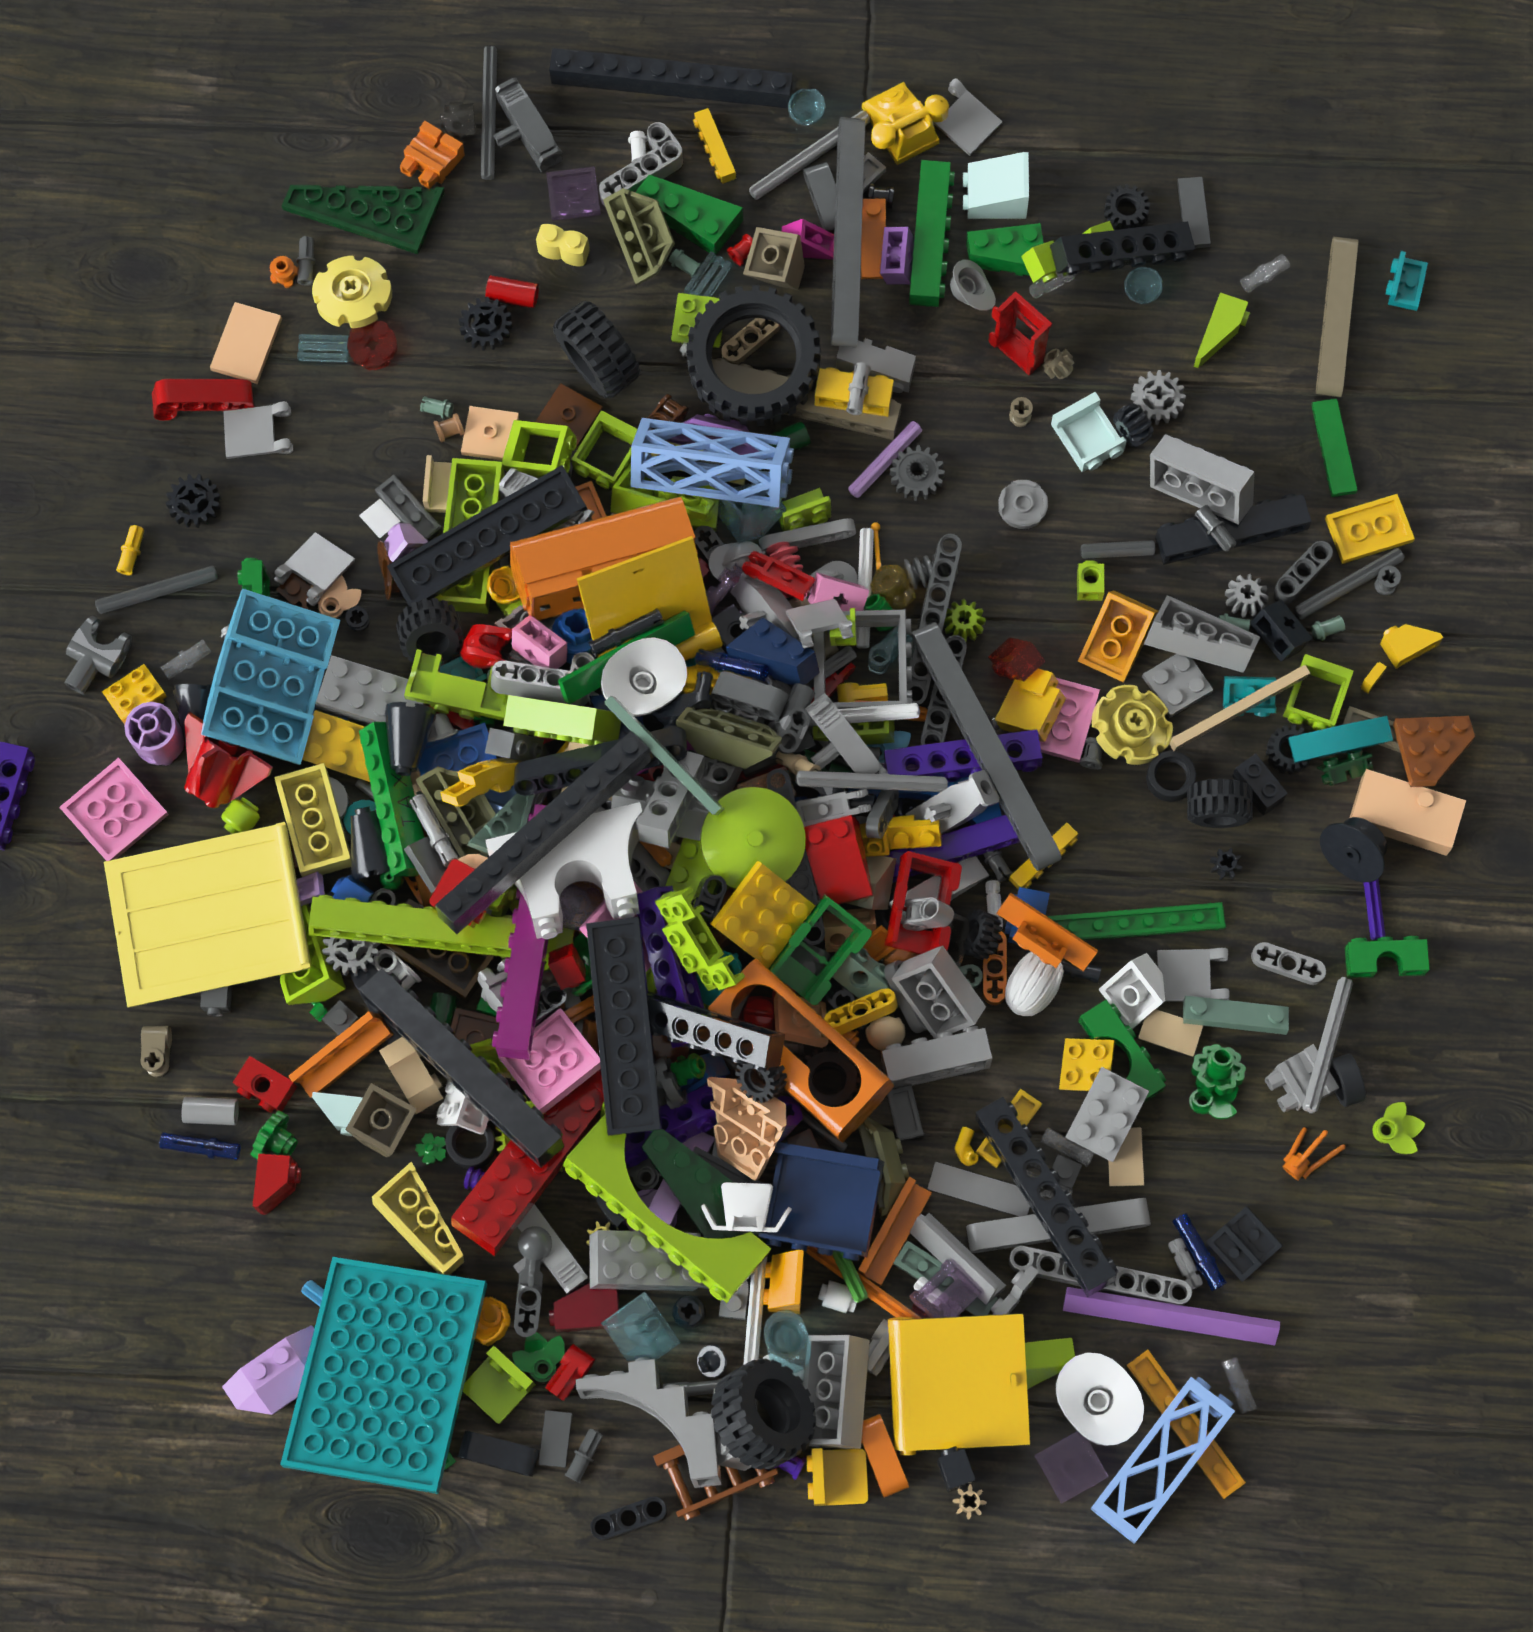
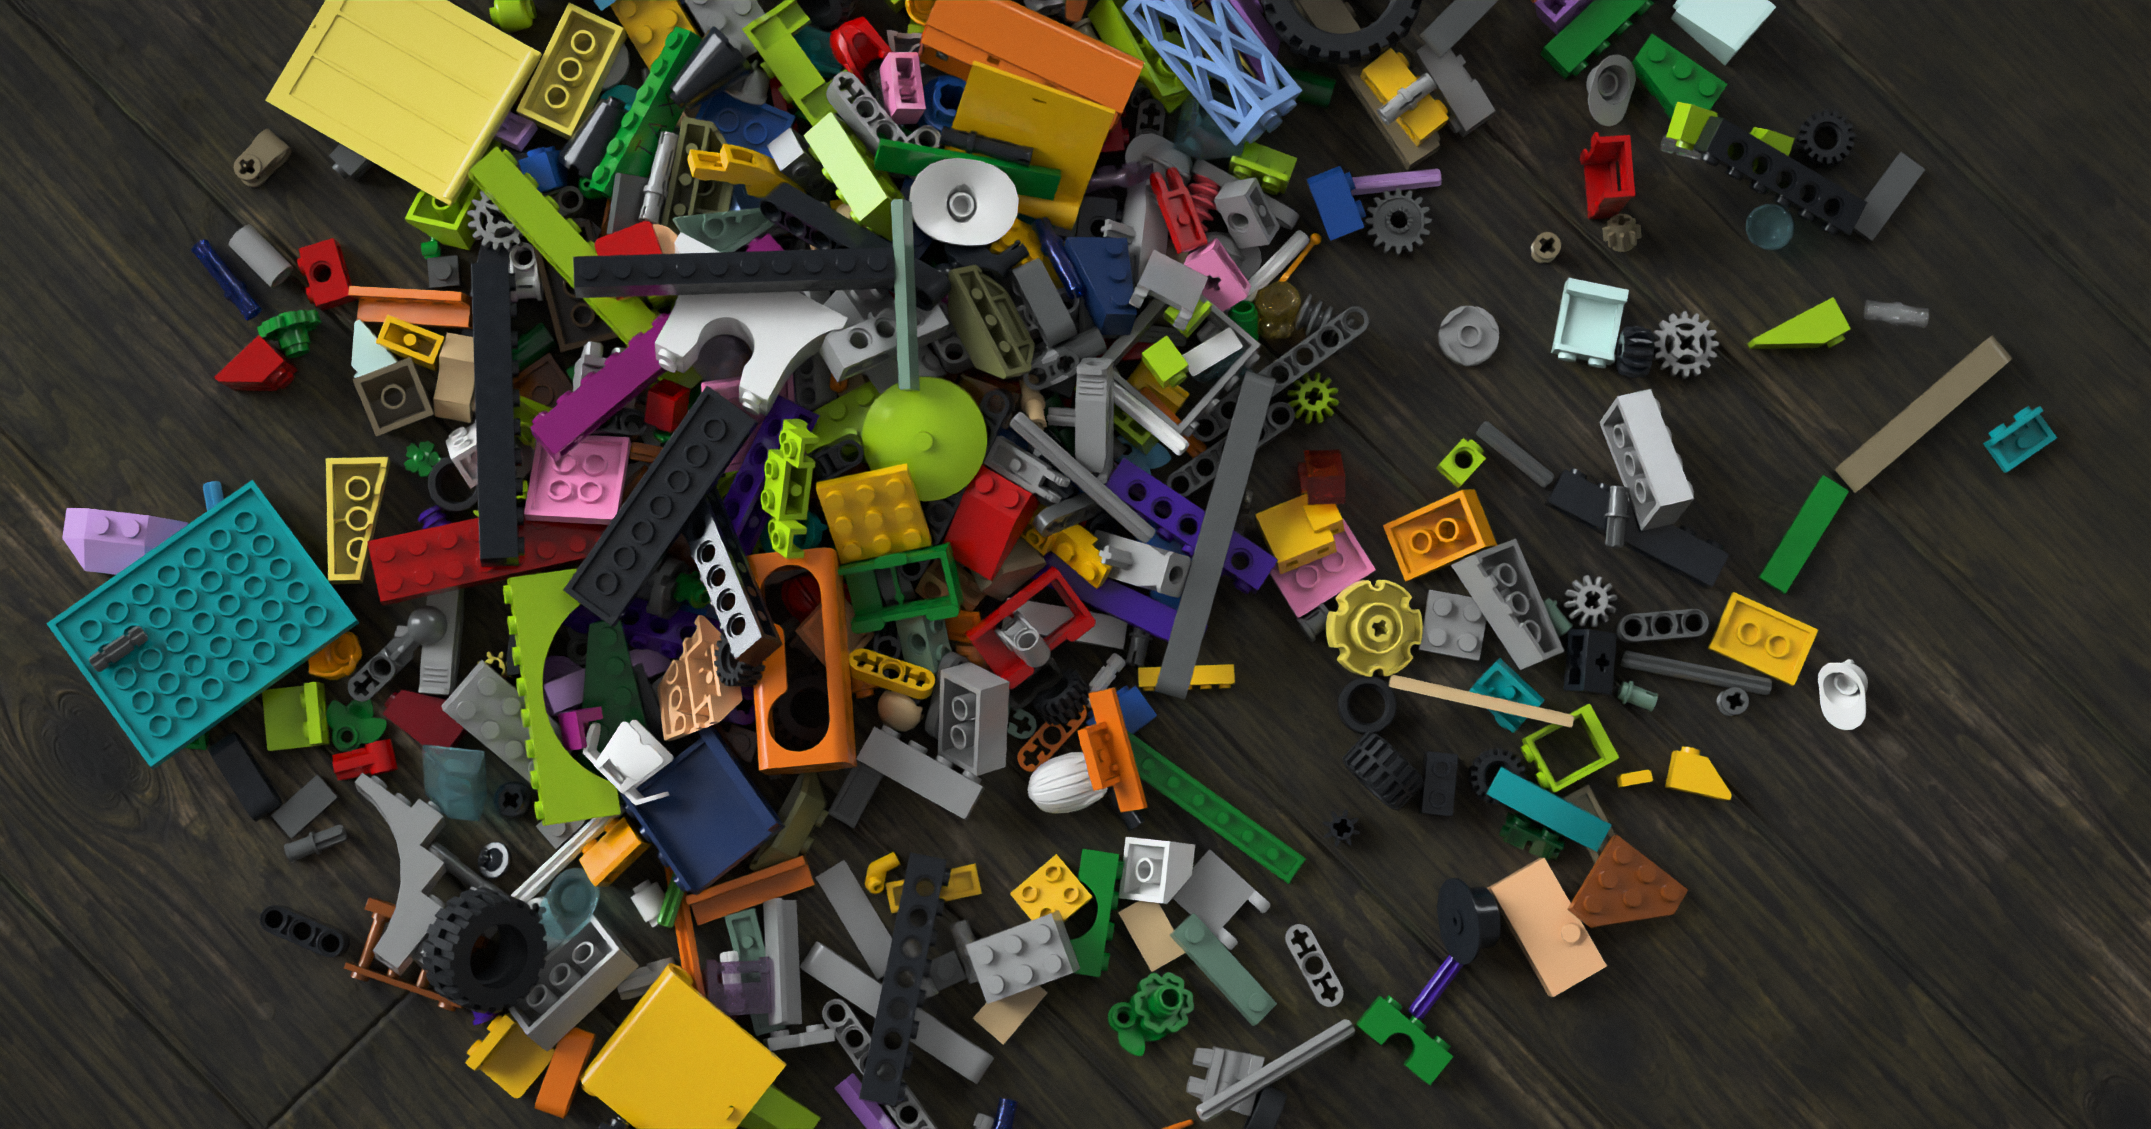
camera: 40 degrees right, 10 degrees up
(345, 1435) = (118, 648): none -> dark grey axle
(357, 1076) = (411, 341): none -> yellow slope
(692, 1219) = (575, 726): none -> magenta panel
(834, 543) = (1247, 213): none -> light grey brick
(858, 668) = (1166, 363): none -> lime brick
(869, 491) = (1335, 202): none -> blue brick
(879, 640) = (1212, 351): none -> white sticker
(1448, 519) = (1843, 694): none -> white piece

